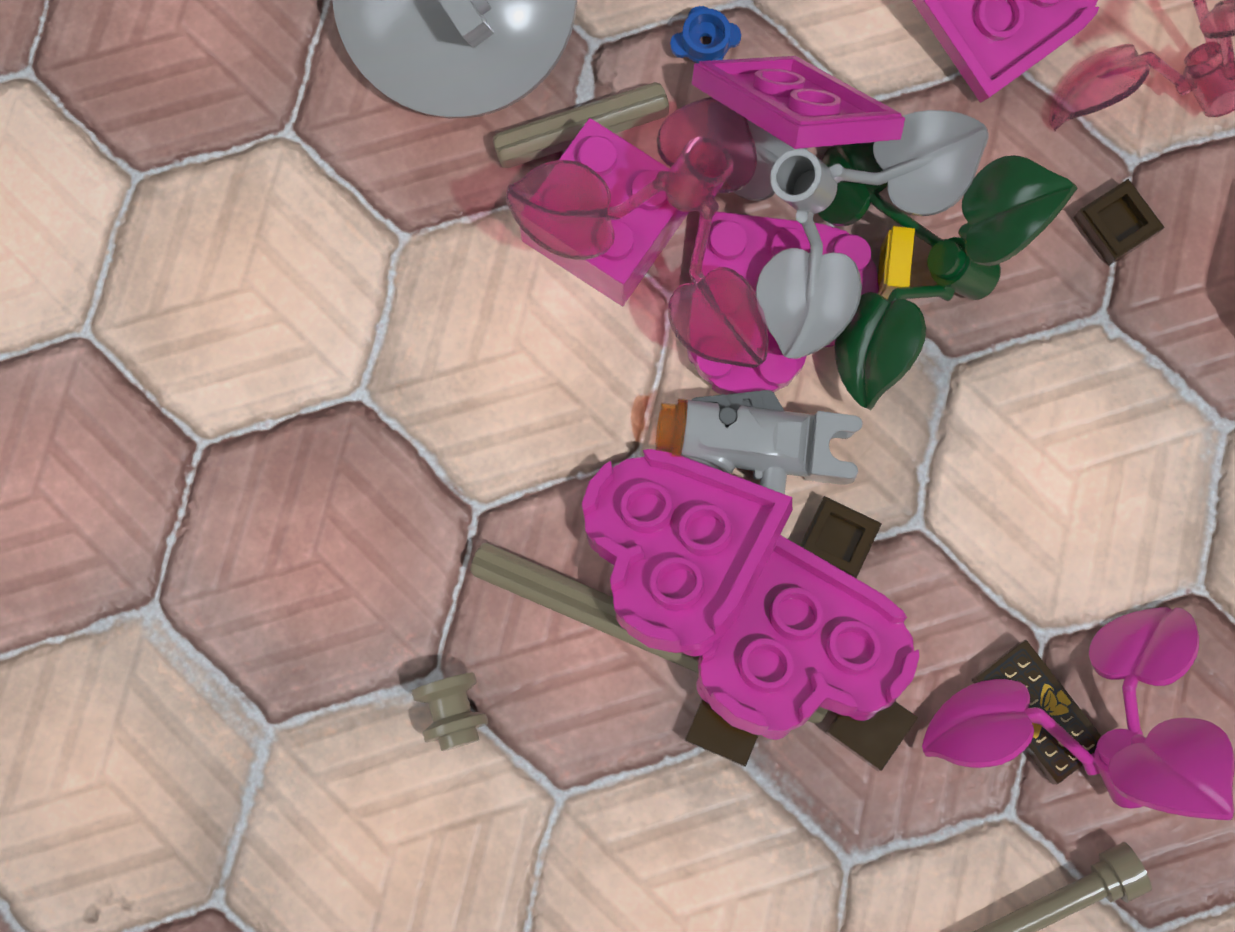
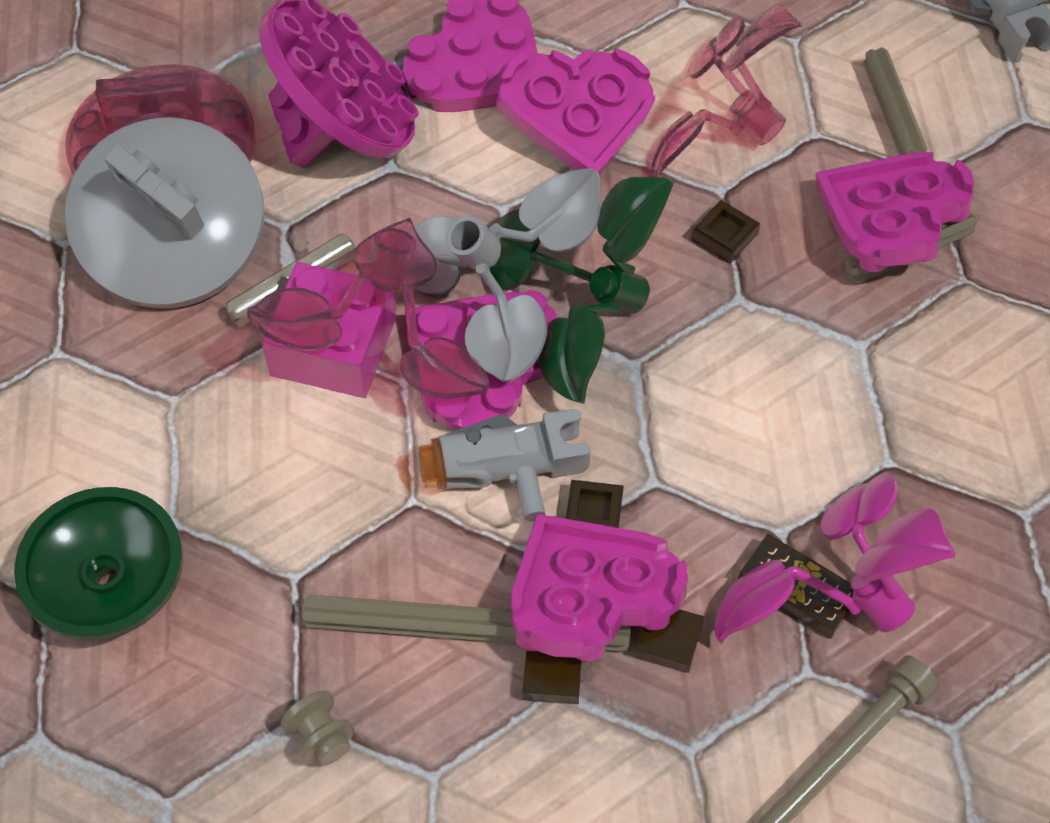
camera: 15 degrees left, 20 degrees down
(229, 411) = (89, 538): none -> dark green dish
(680, 545) = (467, 539): dark pink plate -> none
(710, 23) = (366, 187): blue plate -> none
(797, 101) = (451, 203): dark pink tile -> none
(895, 260) = (564, 292): yellow tile -> none

